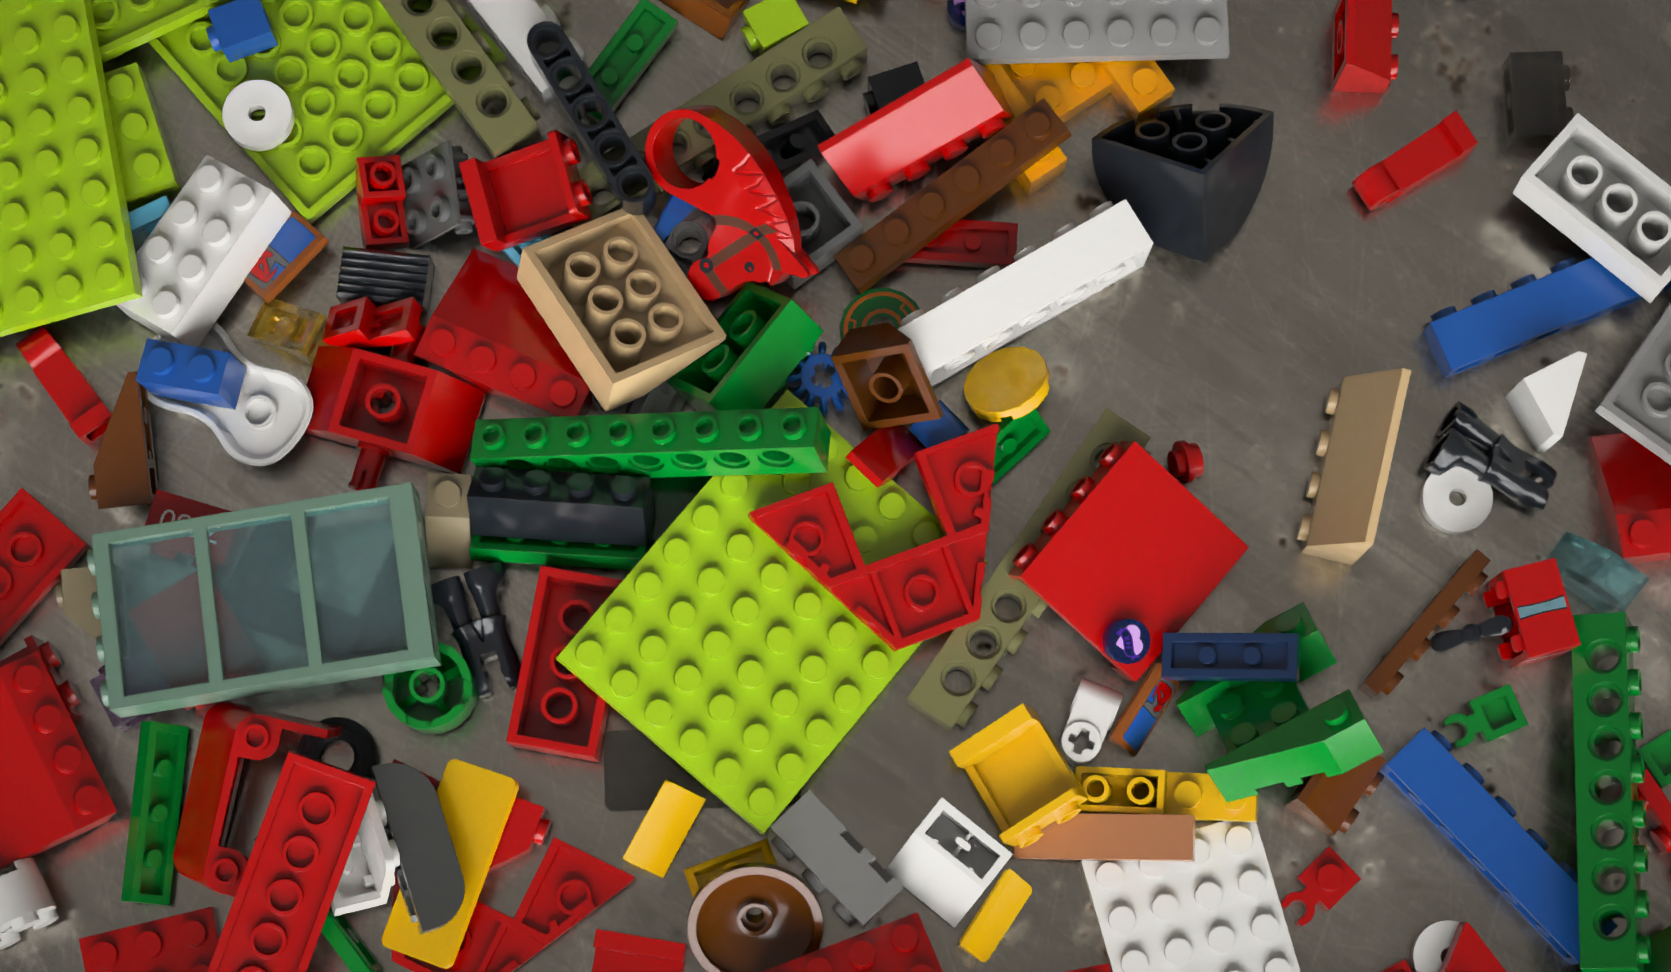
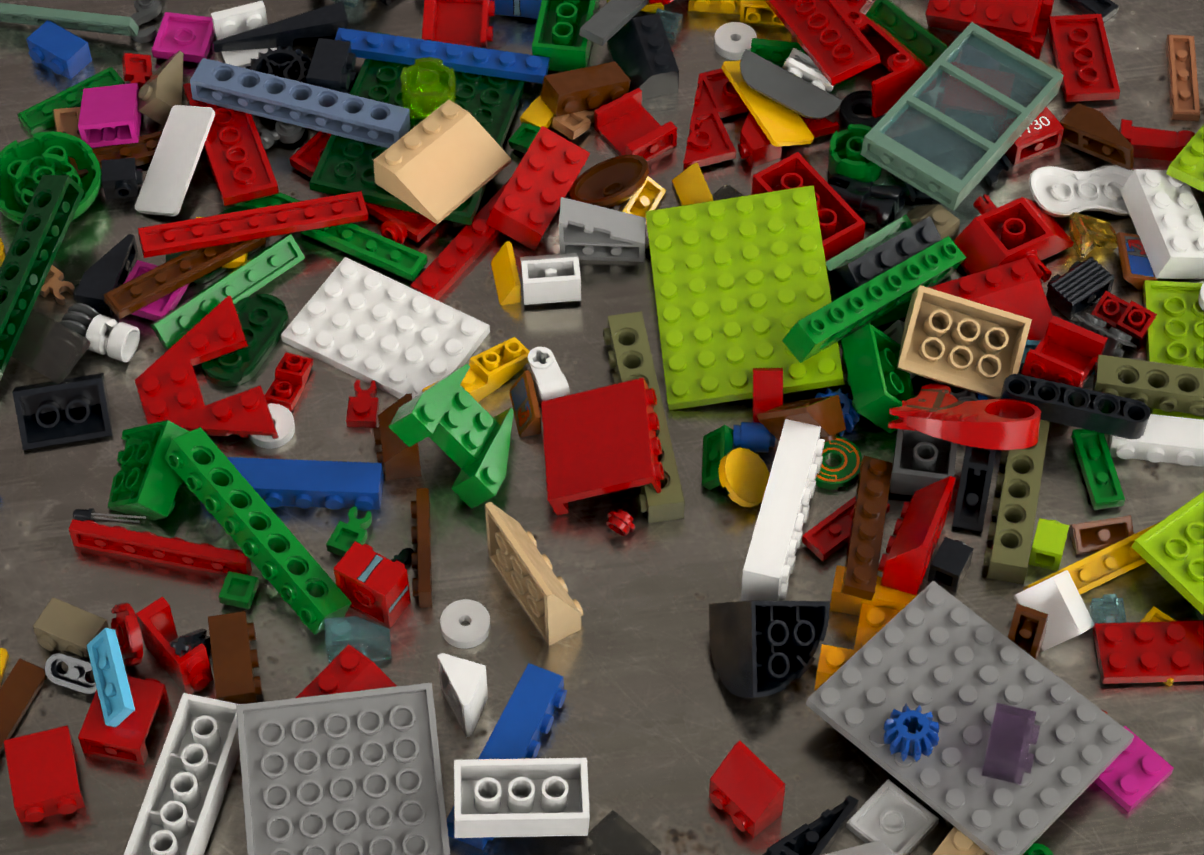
camera: 135 degrees right, 25 degrees down
(191, 373) = (1106, 173): blue brick -> none
(367, 326) = (1059, 255): red slope -> none
(916, 590) = (687, 344): red wing -> none
(1020, 775) = (552, 327): yellow panel -> none
(1116, 838) = (487, 334): nougat tile -> none
(1126, 640) = (563, 404): clear blue tile -> none
(1231, 656) = (505, 432): dark blue plate -> none
(1416, 162) = (653, 763): red leg -> none
(1503, 465) = (457, 644): black piece -> none

